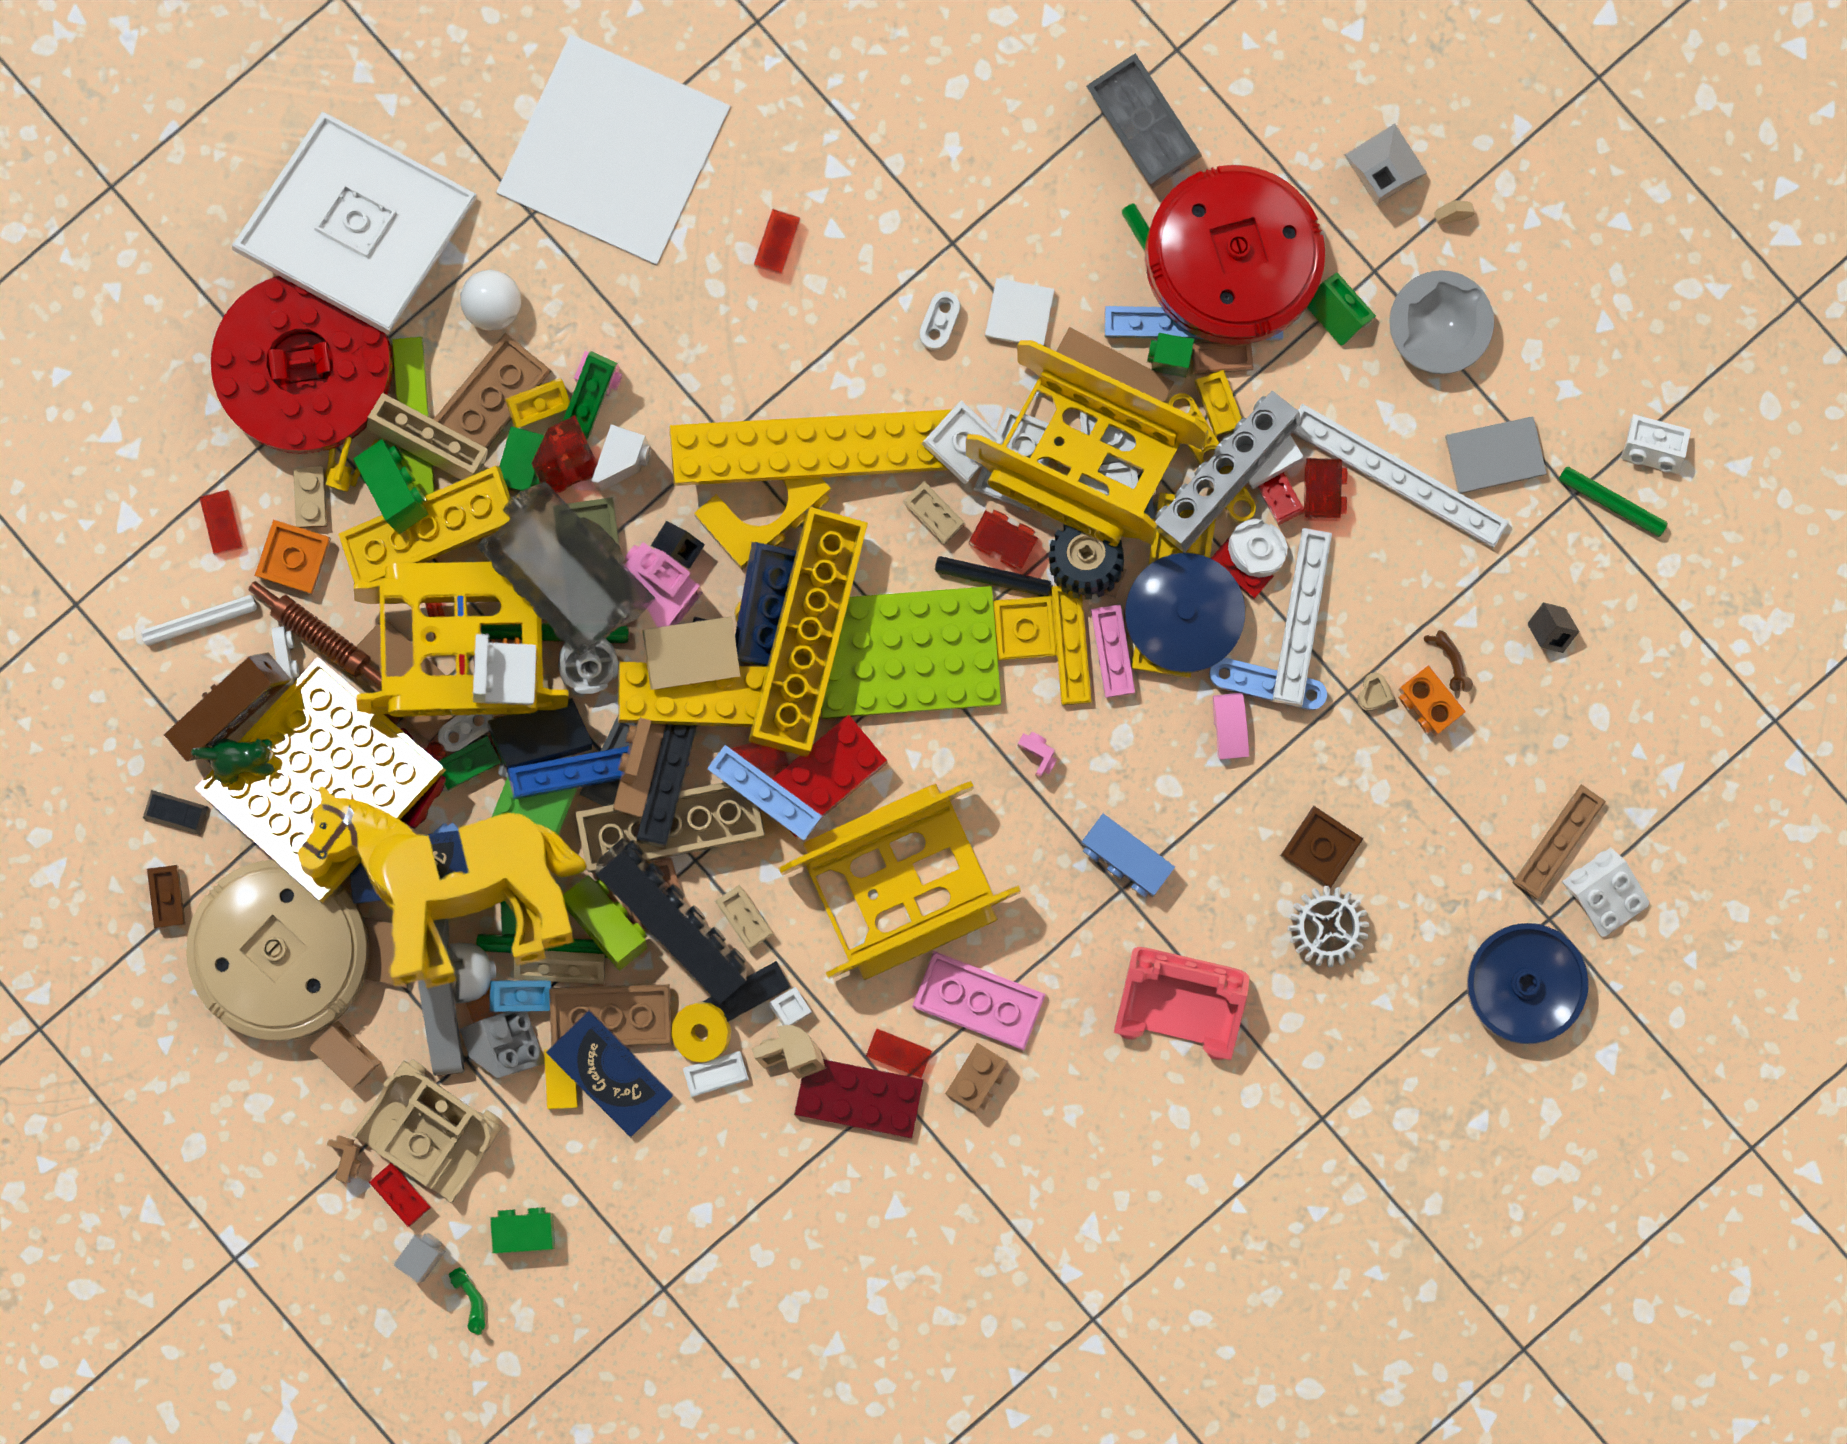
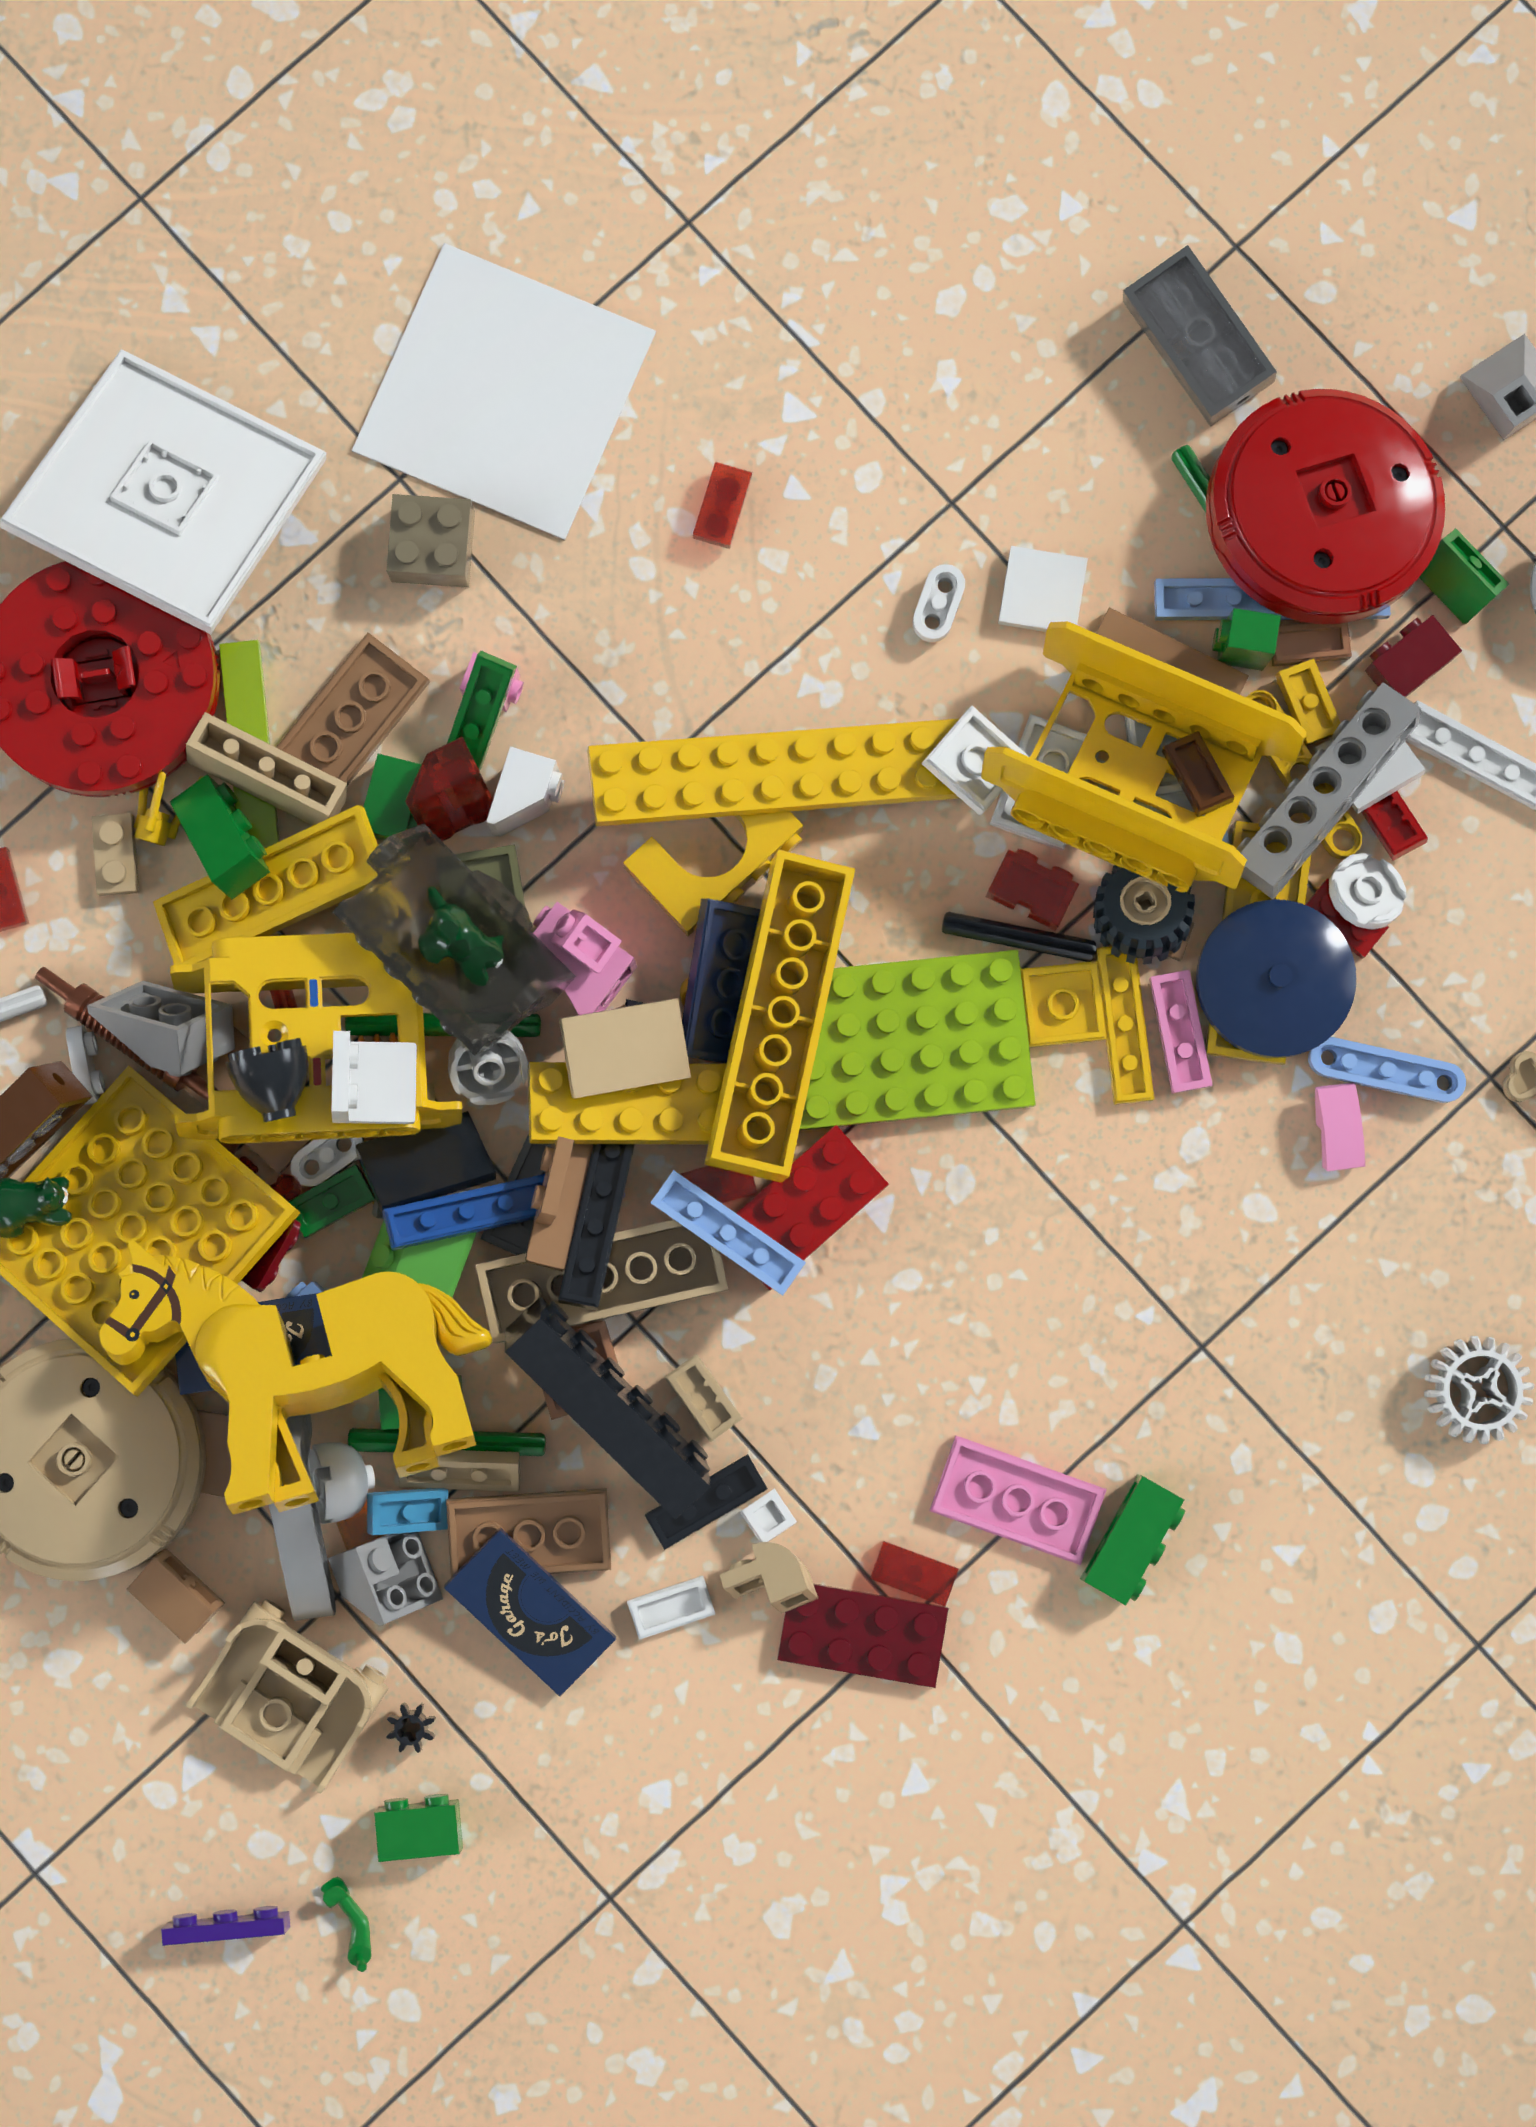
camera: 10 degrees left, 0 degrees up
(292, 557) = (93, 933): orange plate -> none
(347, 627) = (165, 1025): none -> light grey slope
(349, 1165) = (183, 1743): medium nougat bracket -> none
(377, 1298) = (225, 1926): none -> dark purple plate
(400, 1194) = (253, 1782): red plate -> none
(420, 1257) = (280, 1870): light grey brick -> none
(428, 669) = (272, 1079): none -> black piece
(490, 300) = (347, 588): white piece -> none
(511, 1152) = (407, 1737): none -> black gear
(538, 403) = (413, 722): yellow plate -> none
(554, 264) = (430, 540): none -> dark tan brick
(560, 1087) = (464, 1633): yellow tile -> none
(566, 566) = (457, 937): none -> dark green animal
(605, 921) = (519, 1409): lime brick -> none
(678, 544) = (603, 904): black brick -> none
(685, 1037) = (635, 1568): yellow tile -> none
(934, 512) = (939, 855): tan plate -> none
(934, 818) = (1002, 1361): yellow piece -> none
(977, 1077) = (1020, 1605): medium nougat bracket -> none
(1036, 745) = (1084, 1159): bright pink bracket -> none
(1064, 1032) = (1133, 1540): none -> green brick
(1126, 856) = (1209, 1303): medium blue brick -> none
(1130, 456) = (1198, 774): none -> reddish brown tile
(1183, 1000) = (1292, 1494): coral windscreen -> none
(1298, 372) = (1414, 658): none -> dark red brick
(1302, 617) = (1428, 981): white tile -> none
(1321, 846) = (1464, 1283): reddish brown tile -> none
(1323, 489) = (1450, 812): clear red brick -> none

